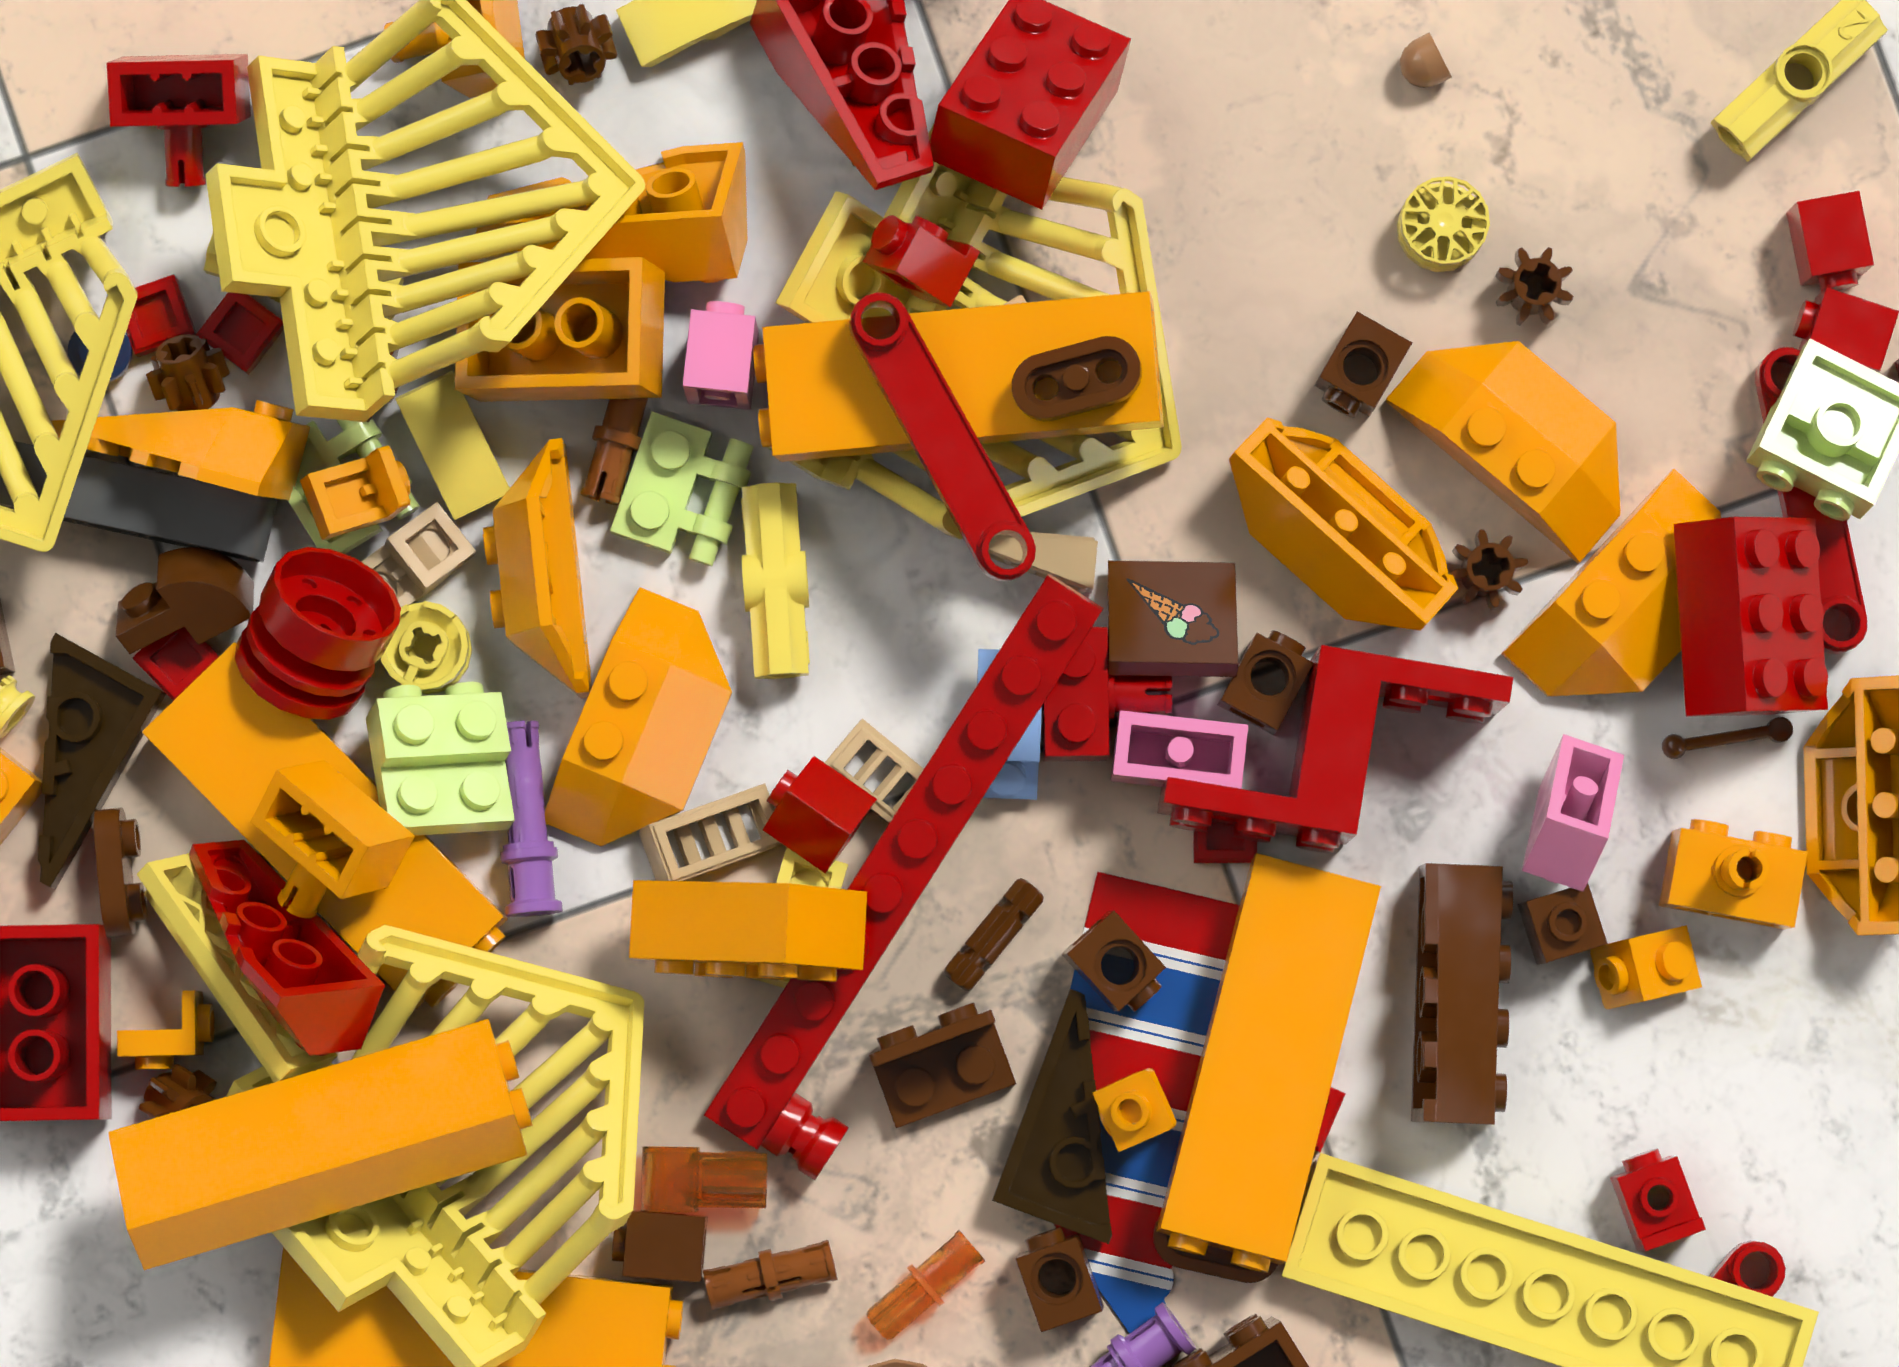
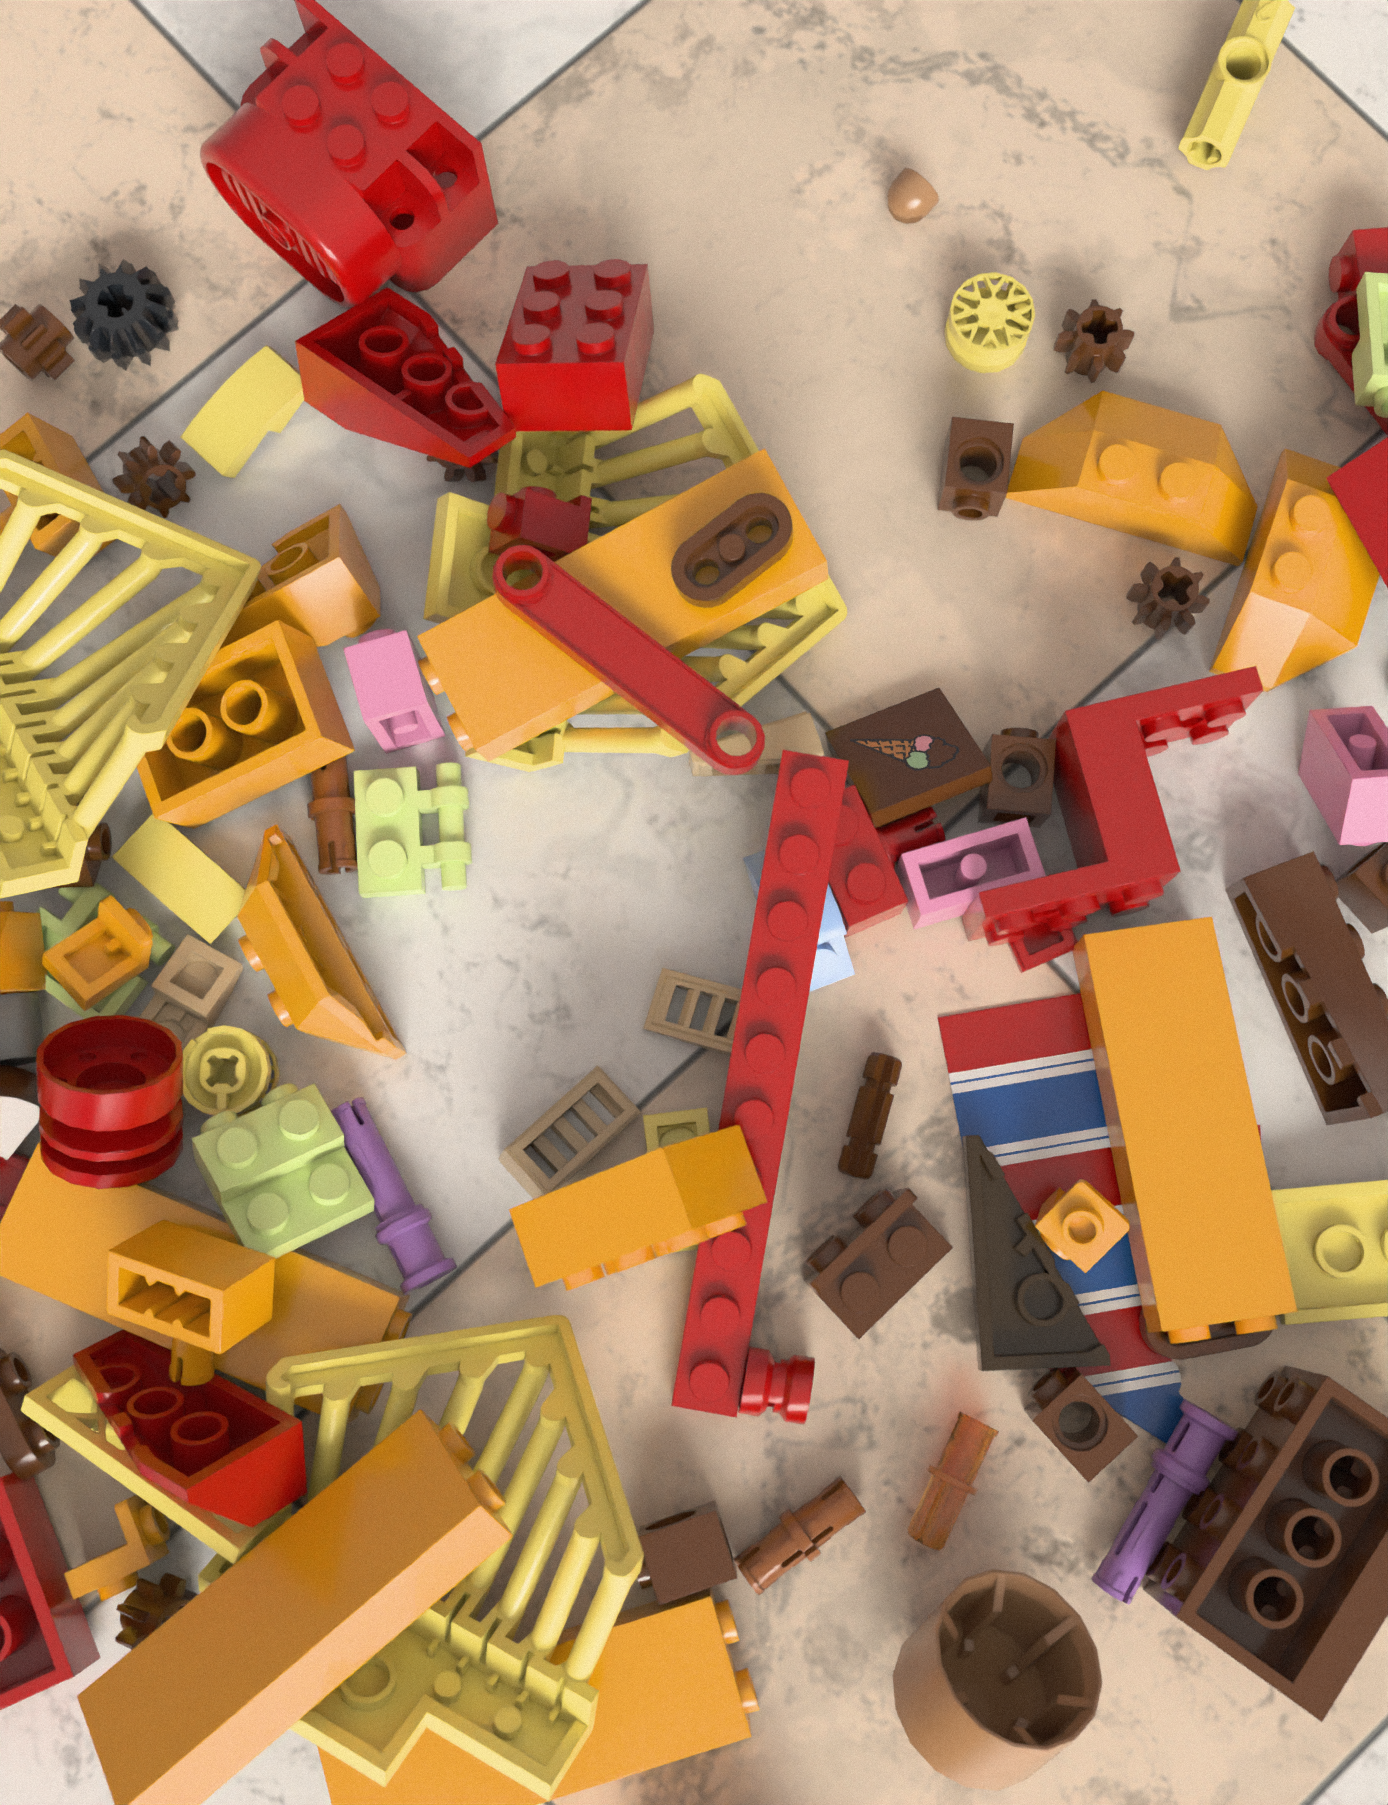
camera: 15 degrees left, 5 degrees down
(641, 725) = (459, 1061): light orange wedge -> none
(690, 1179) = (680, 1476): clear orange piece -> none
(775, 581) = (530, 875): light yellow piece -> none
(817, 812) = (657, 1071): red brick -> none
(1086, 958) = (967, 1093): reddish brown brick -> none
(1340, 527) = (1023, 616): light orange wedge -> none
(1830, 240) = (1328, 198): red brick -> none

